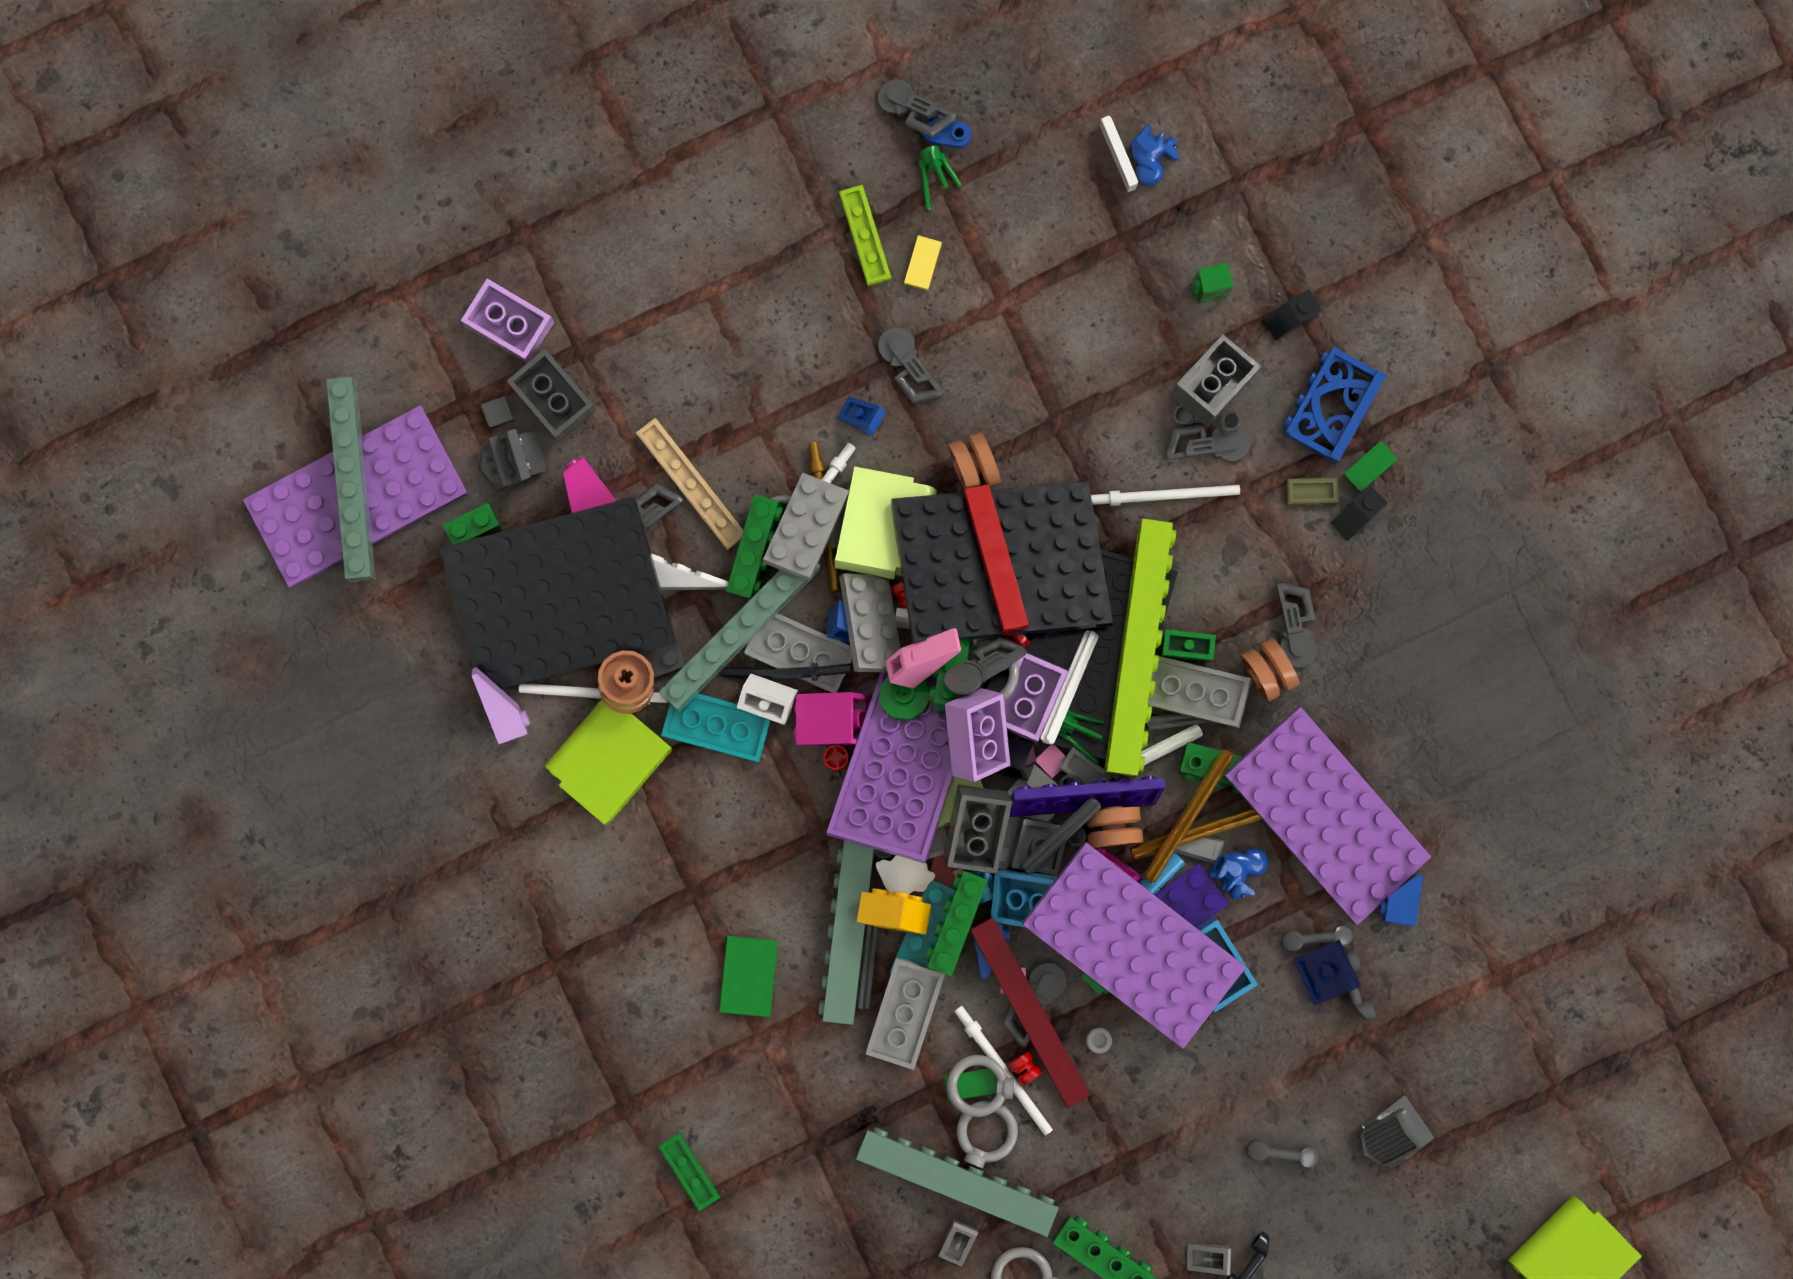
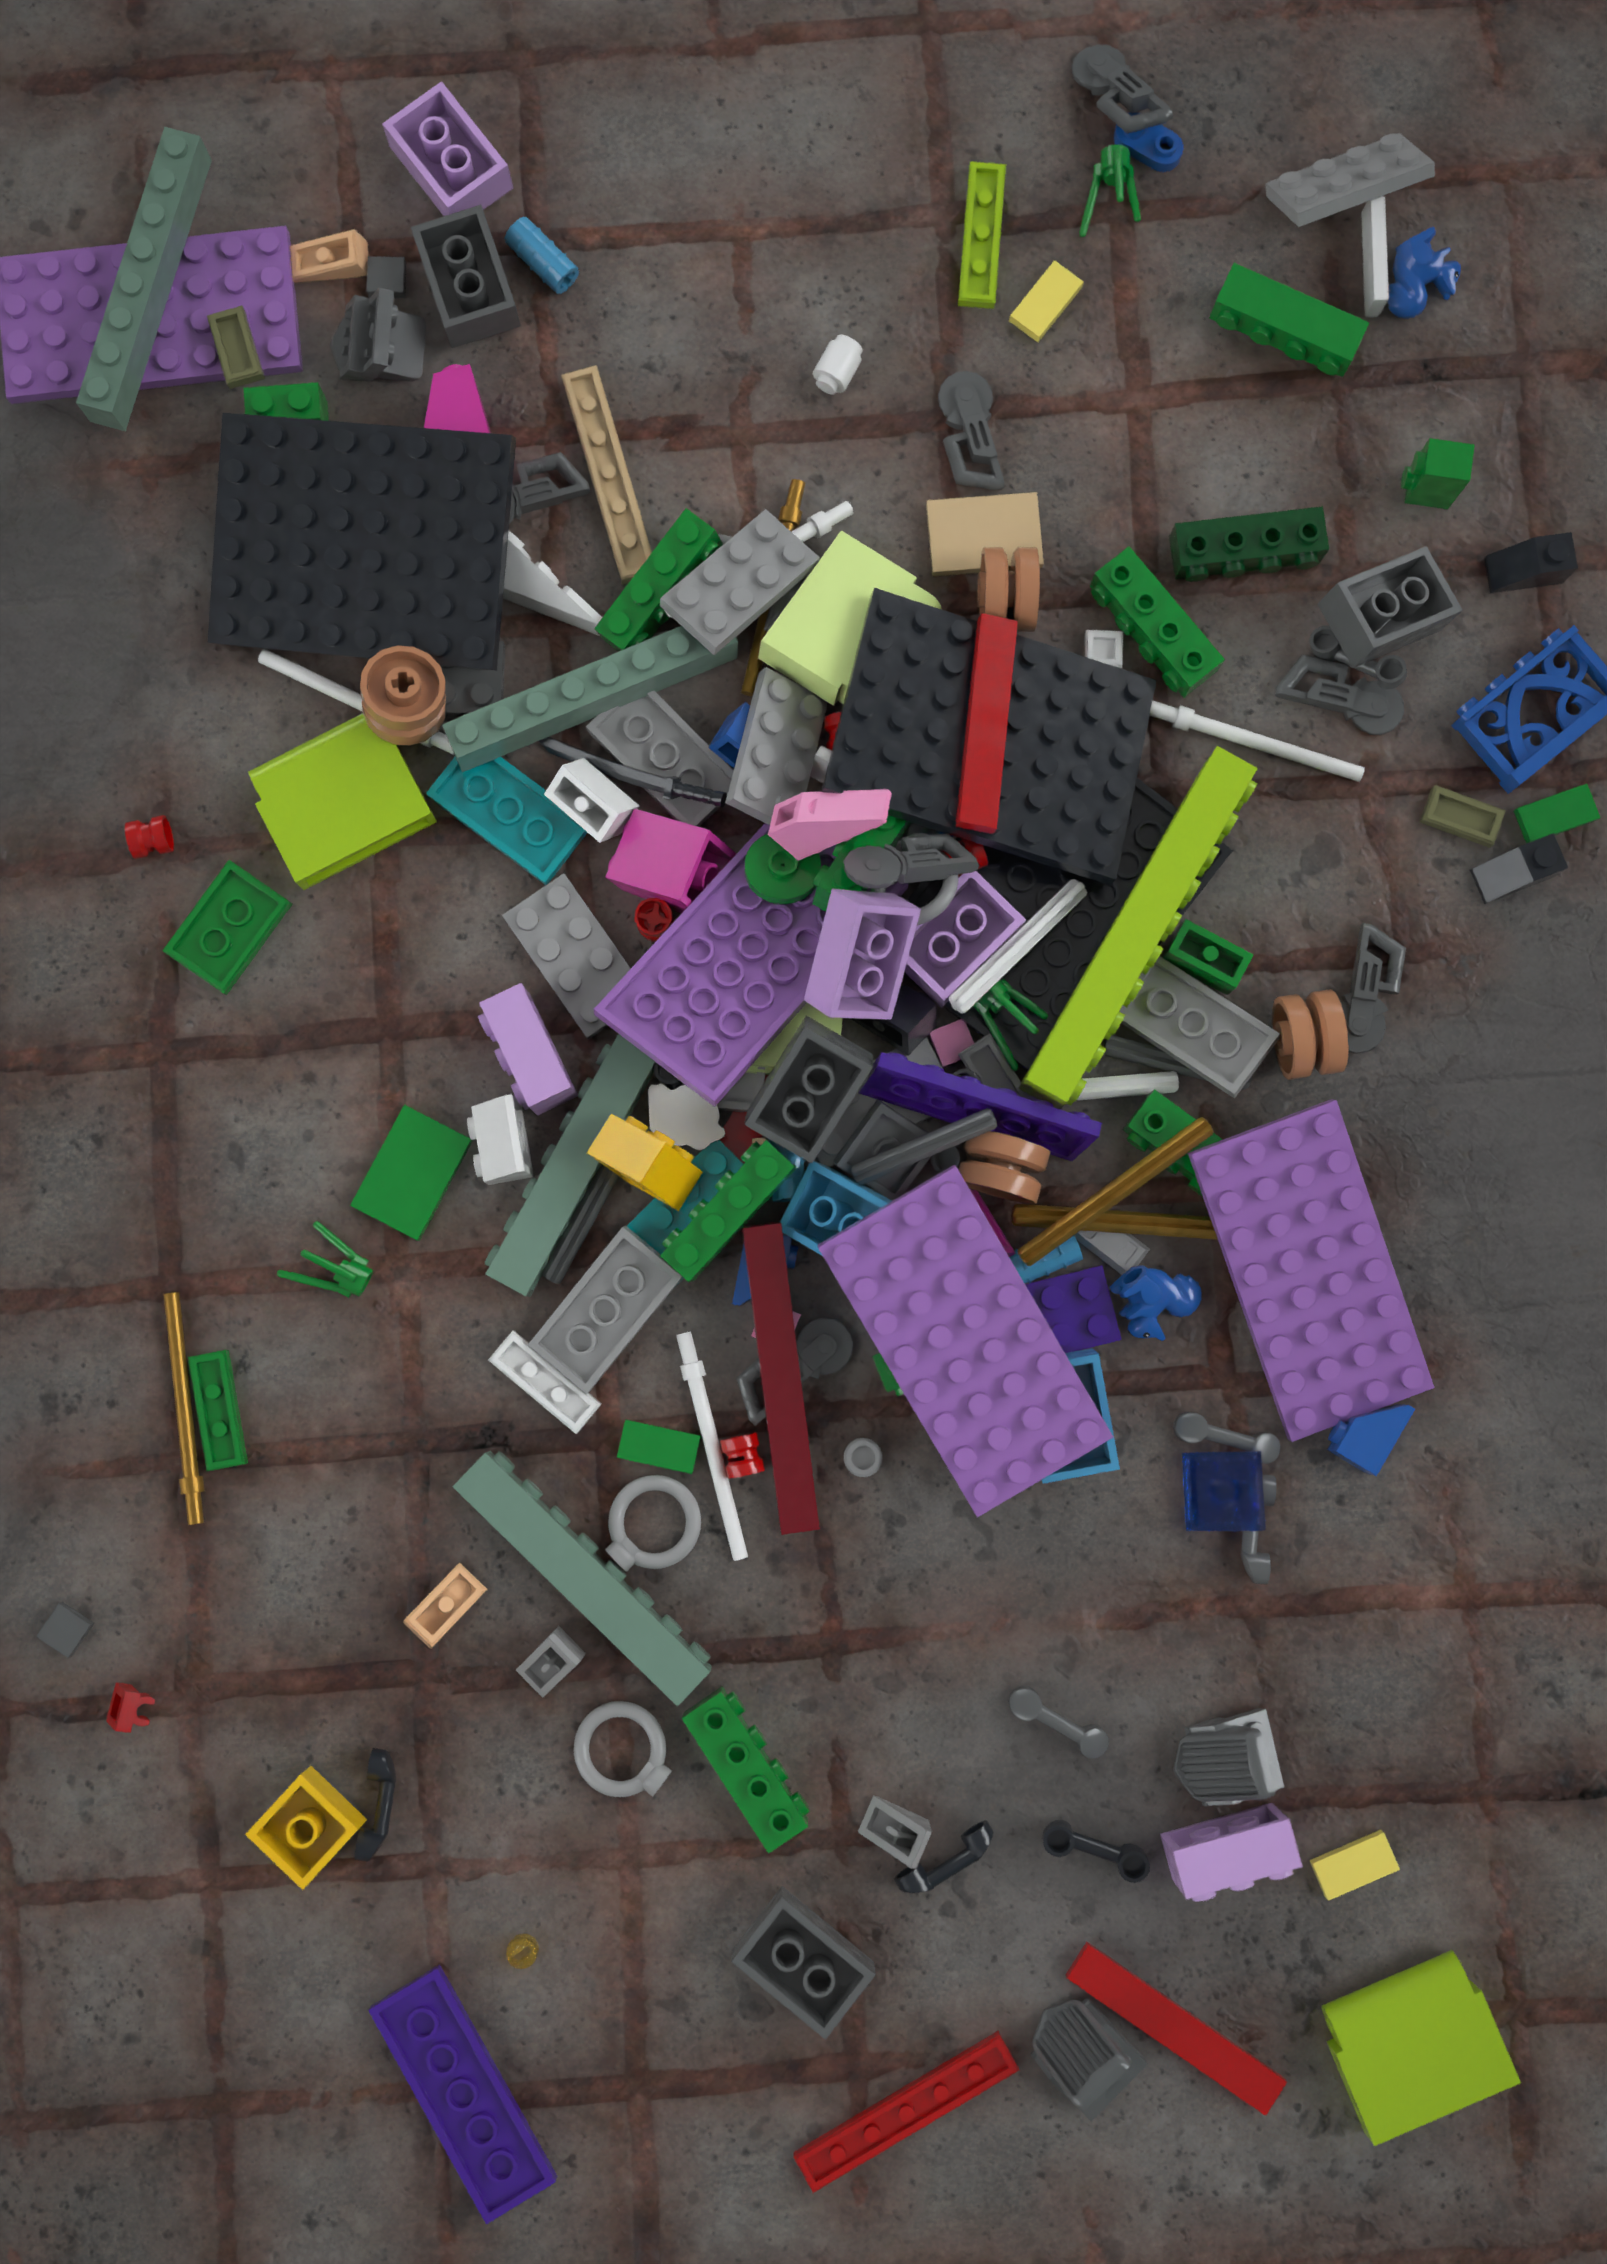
camera: 20 degrees right, 0 degrees up
(424, 498) = (235, 347): none -> olive tile
(456, 414) = (330, 257): none -> light nougat slope
(496, 833) = (146, 837): none -> red wheel
(502, 710) = (220, 675): lavender slope -> none
(569, 868) = (227, 927): none -> green tile
(591, 360) = (541, 255): none -> dark azure axle
(692, 1222) = (192, 1483): none -> pearl gold bar
(738, 1055) = (352, 1275): none -> green plant
(791, 798) = (569, 949): none -> light grey plate
(791, 872) = (526, 1050): none -> lavender brick
(797, 935) = (500, 1141): none -> white slope
(808, 358) = (838, 364): none -> white brick
(862, 415) = (881, 471): blue slope -> none
(879, 1235) = (445, 1605): none -> light nougat slope
(884, 1073) = (544, 1382): none -> white tile
(941, 425) = (965, 525): none -> tan tile
(1005, 1086) = (702, 1470): light grey piece -> none
(1047, 473) = (1104, 646): none -> white tile
(1074, 445) = (1155, 622): none -> green brick
(1081, 219) = (1288, 320): none -> green brick
(1084, 112) = (1349, 179): none -> light grey plate
(1112, 371) = (1249, 544): none -> dark green brick
(1359, 1219) = (1130, 1859): none -> black bar
(1415, 1189) = (1231, 1852): none -> lavender brick
(1495, 1167) = (1354, 1865): none -> light yellow tile

